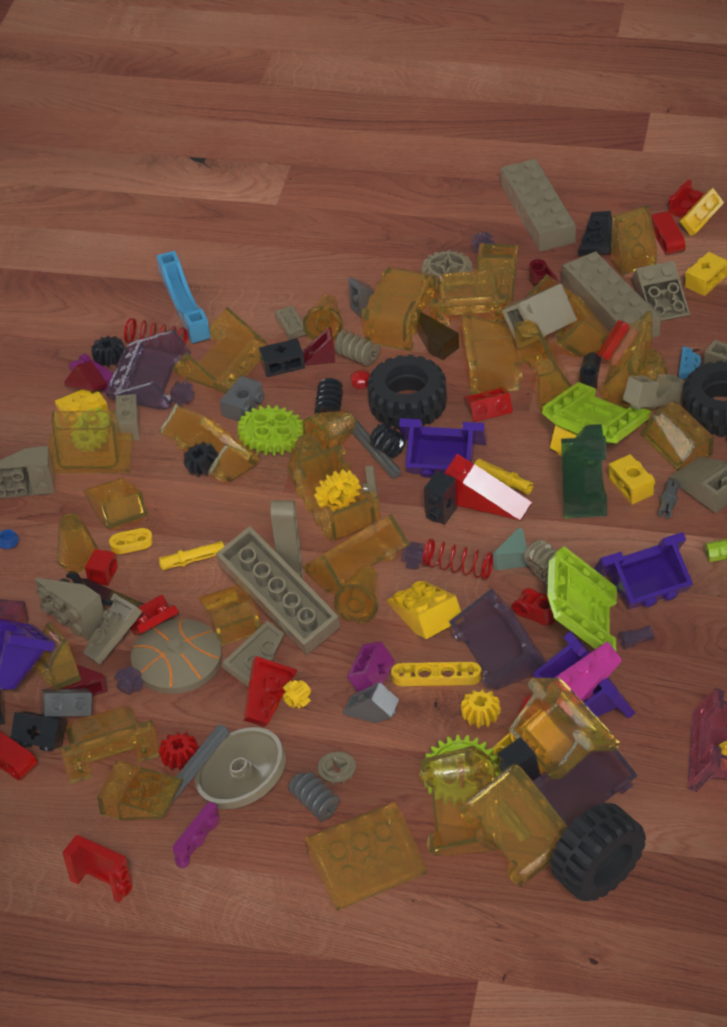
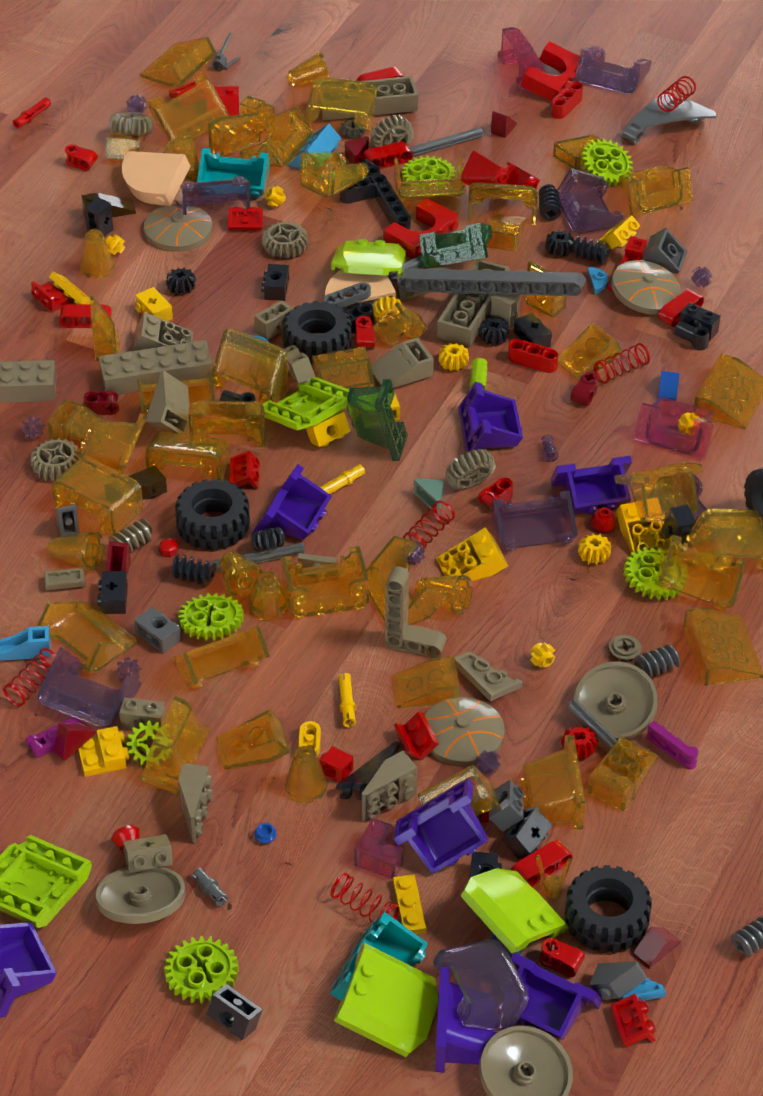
camera: 80 degrees left, 0 degrees up
(90, 858) = (705, 796): red panel -> none
(107, 350) = (33, 718): black gear -> none
(115, 625) = (421, 752): dark tan wing -> none
(200, 458) = (222, 675): black gear -> none
(265, 689) = (531, 677): red wing -> none
(278, 590) = (437, 633): dark tan brick -> none
(337, 490) = (332, 574): yellow gear -> none
(370, 666) = (534, 601): magenta brick -> none
(372, 704) = (568, 612): dark grey slope -> none
(436, 677) = (542, 569): yellow beam -> none
(440, 498) = (359, 518): black brick -> none
(484, 492) = (355, 495): wedge -> none
(581, 598) = (523, 456): lime wedge -> none
(590, 671) = (591, 477): dark pink wing -> none
(598, 234) = (66, 357): black wing -> none
(613, 340) = (219, 388): red tile -> none
(668, 499) = (410, 395): dark grey pin -> none

